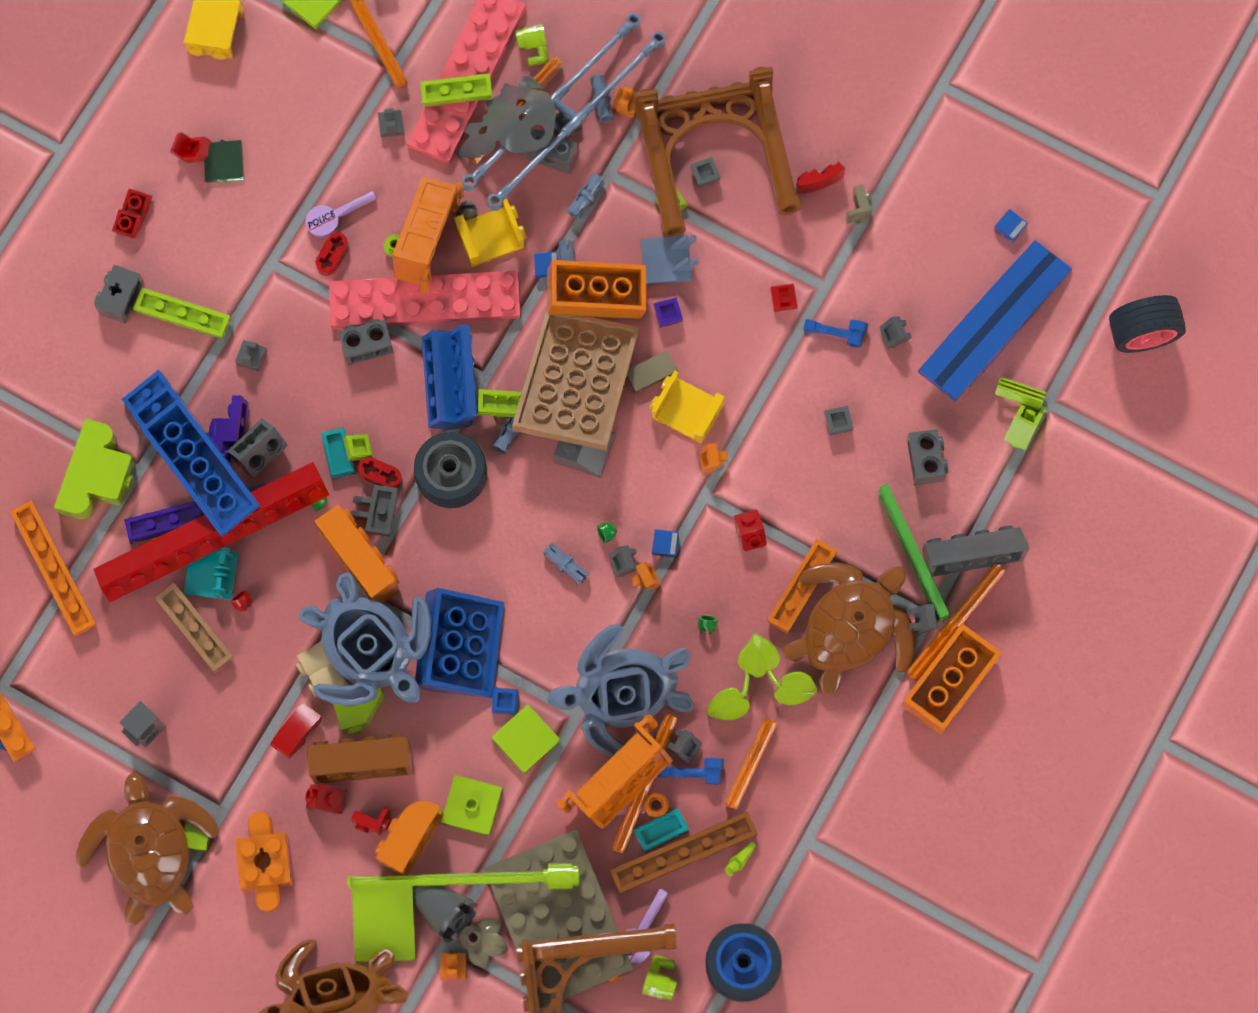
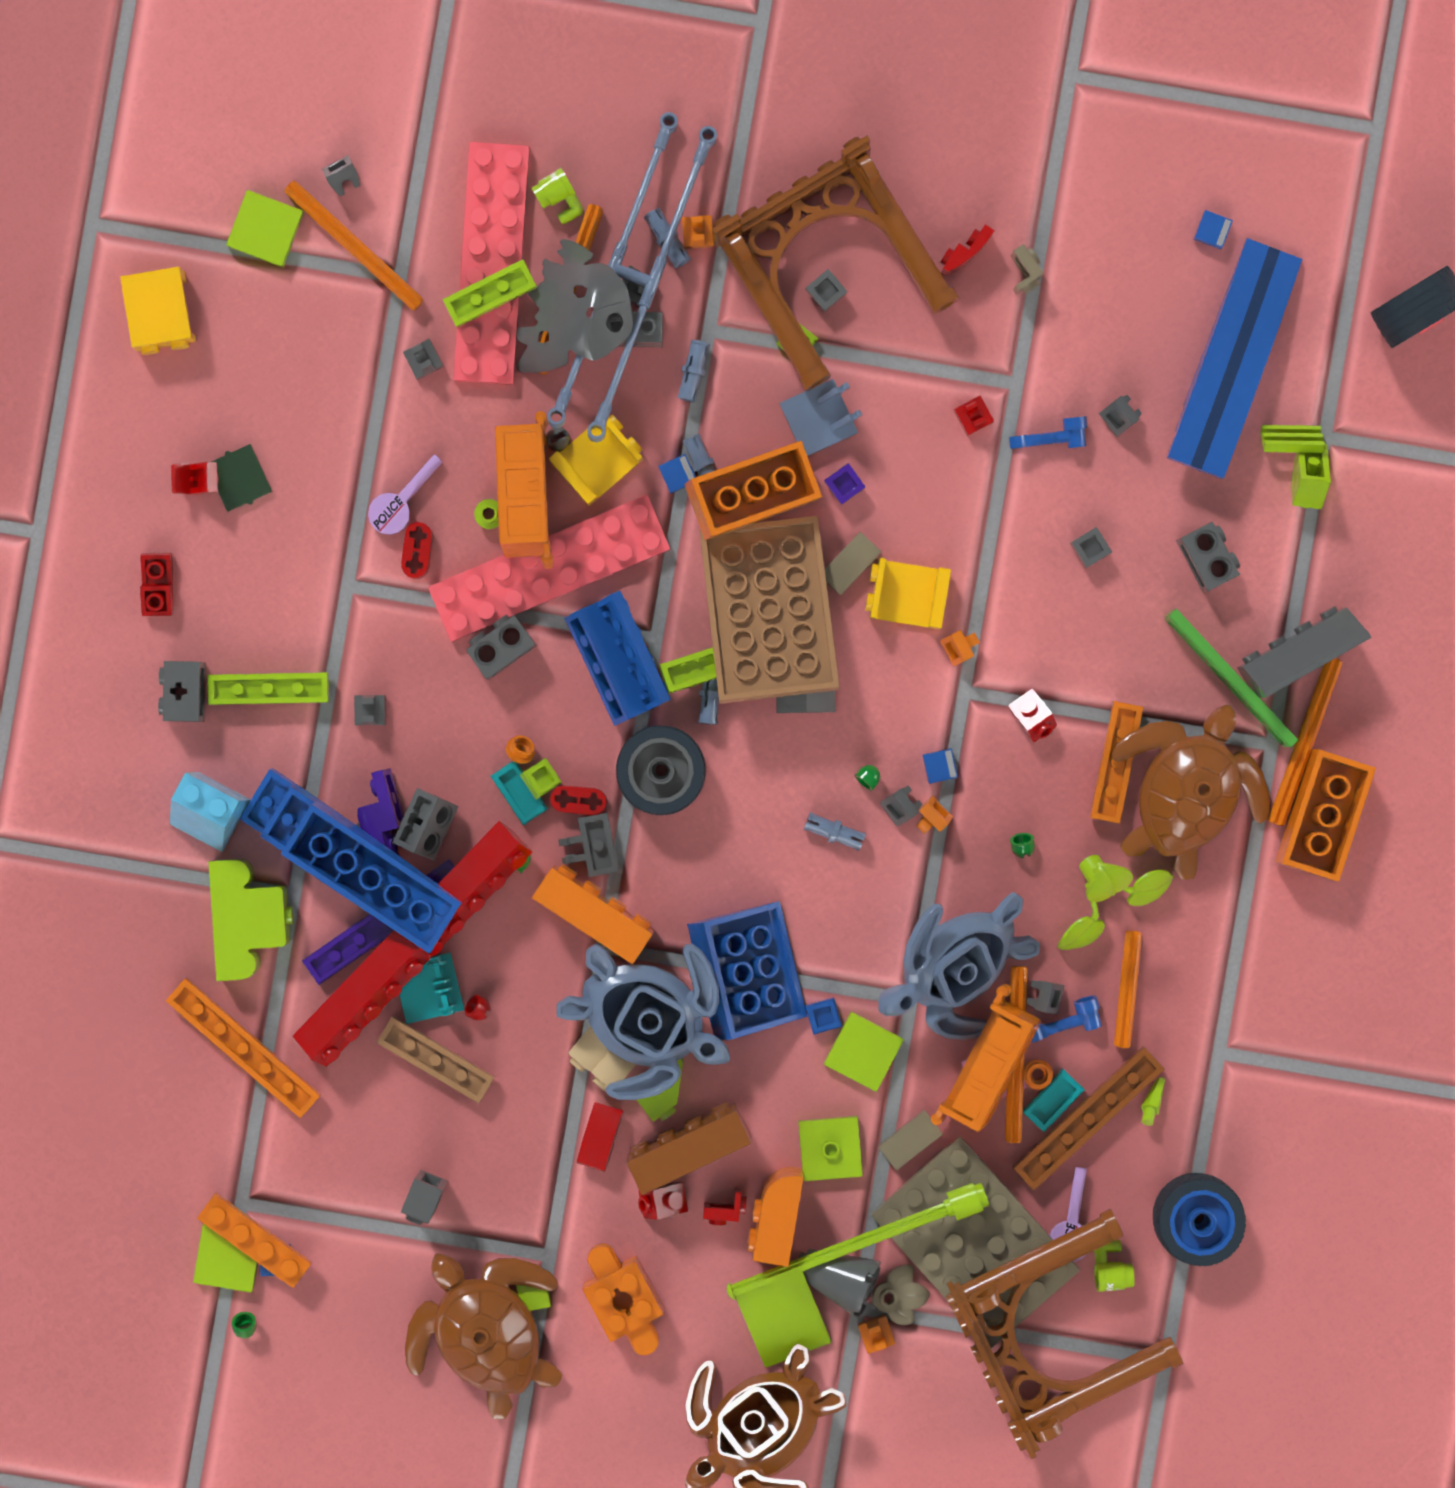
camera: 20 degrees left, 15 degrees up
(98, 380) = (206, 809): none -> medium azure slope
(351, 420) = (520, 749): none -> orange plate
(537, 821) = (910, 1140): none -> dark tan tile
(924, 618) = (1269, 753): dark grey tile -> none

